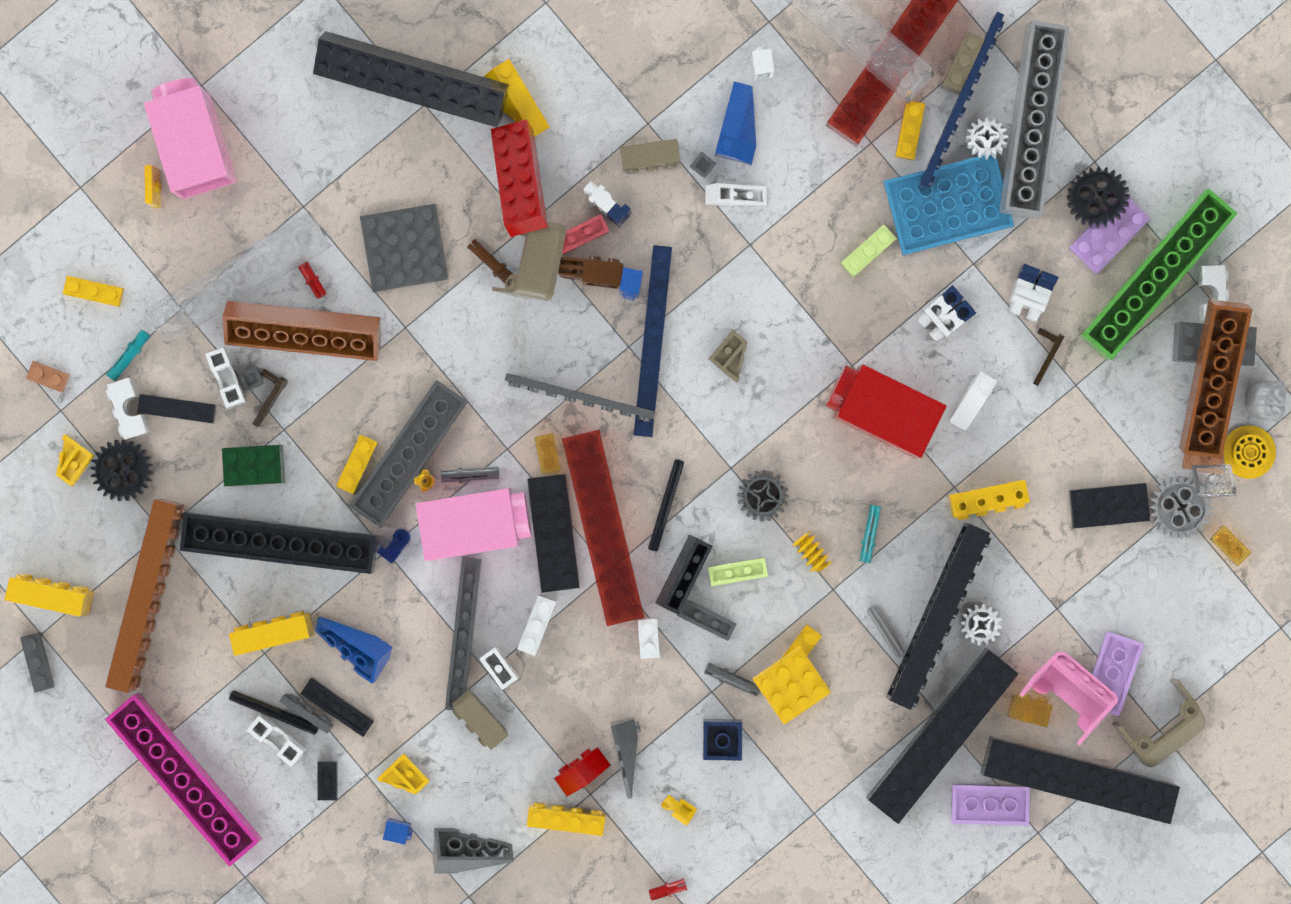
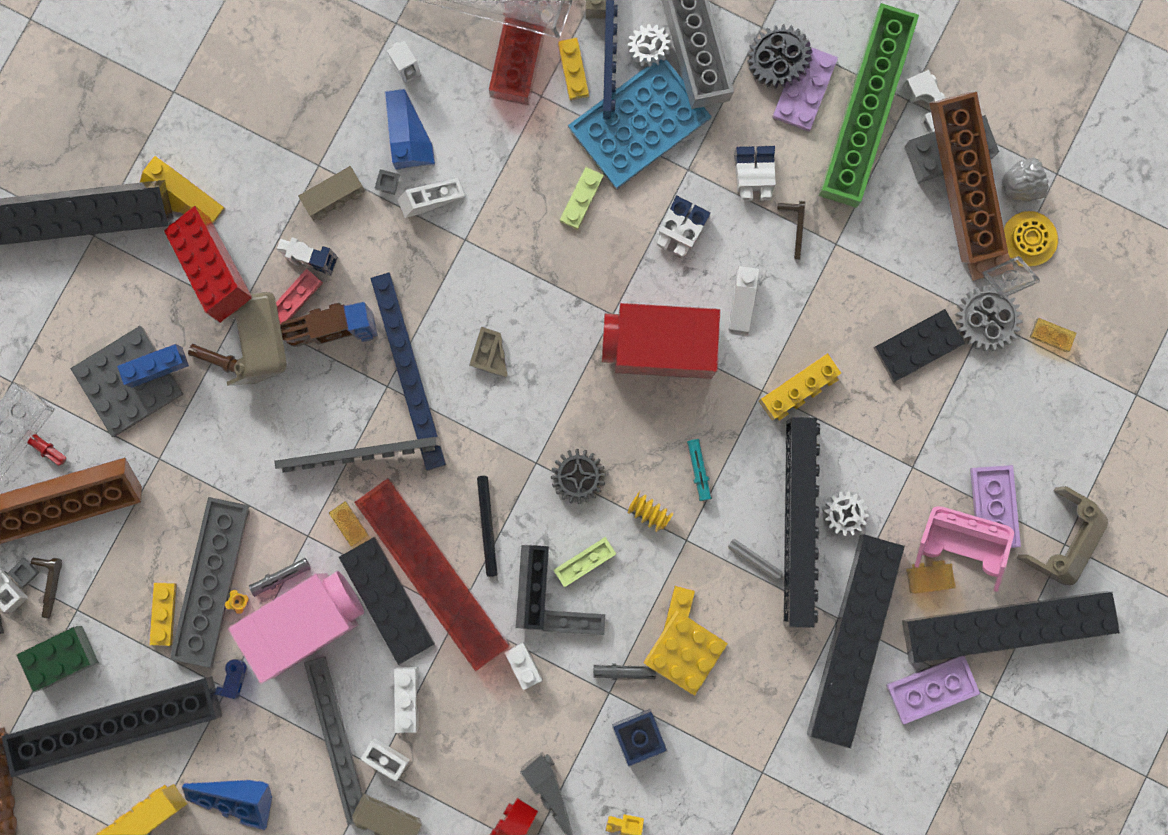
camera: 25 degrees left, 5 degrees down
(434, 246) = (153, 365): none -> blue brick

